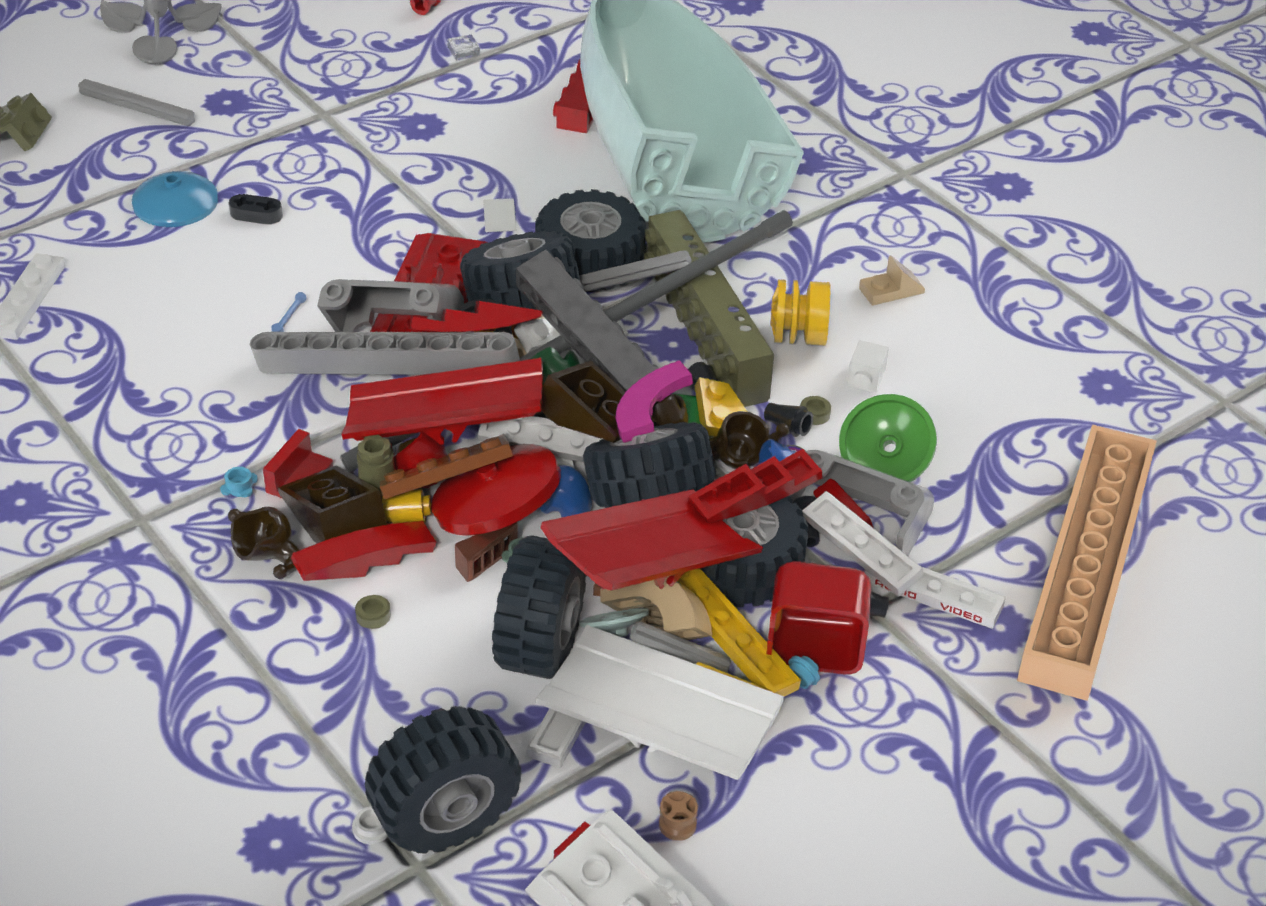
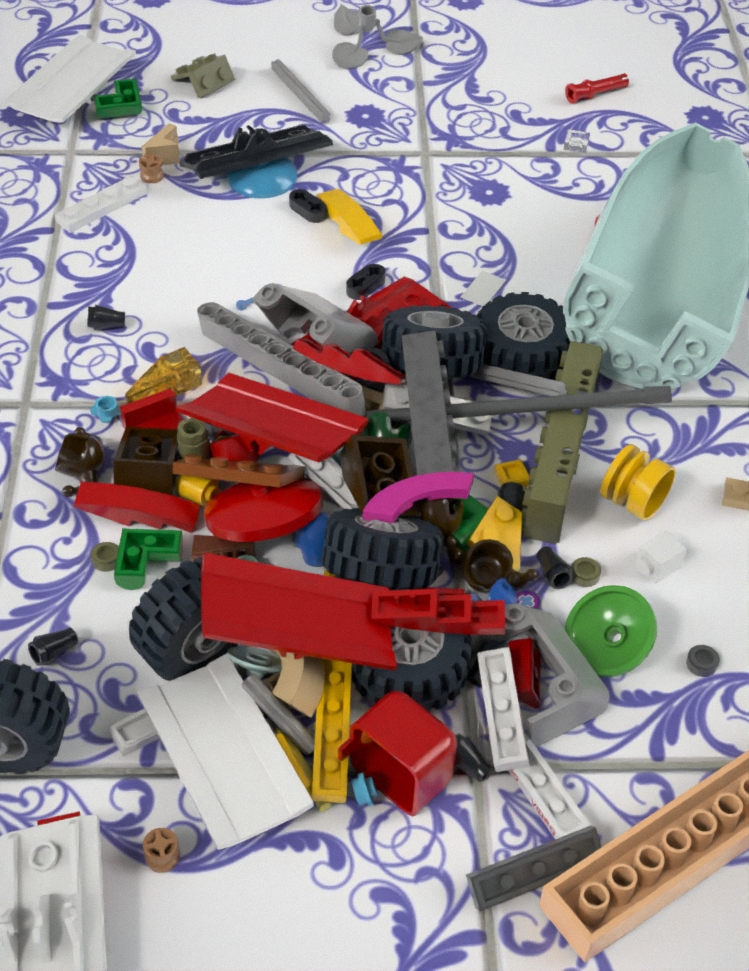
camera: 35 degrees right, 5 degrees up
(46, 214) = (164, 145): none -> tan slope
(51, 238) = (151, 168): none -> medium nougat wheel
(147, 401) = (104, 318): none -> black cone
(154, 175) = (254, 149): none -> black hinge
(278, 418) = (174, 371): none -> clear yellow slope
(318, 201) = (350, 216): none -> yellow slope
(380, 253) = (365, 281): none -> black beam
(403, 709) = (50, 646): none -> black cone
(408, 586) = (141, 546): none -> green brick
(680, 353) = (512, 472): none -> yellow tile
(969, 432) = (702, 660): none -> dark grey tile
(991, 653) = (531, 868): none -> dark grey tile

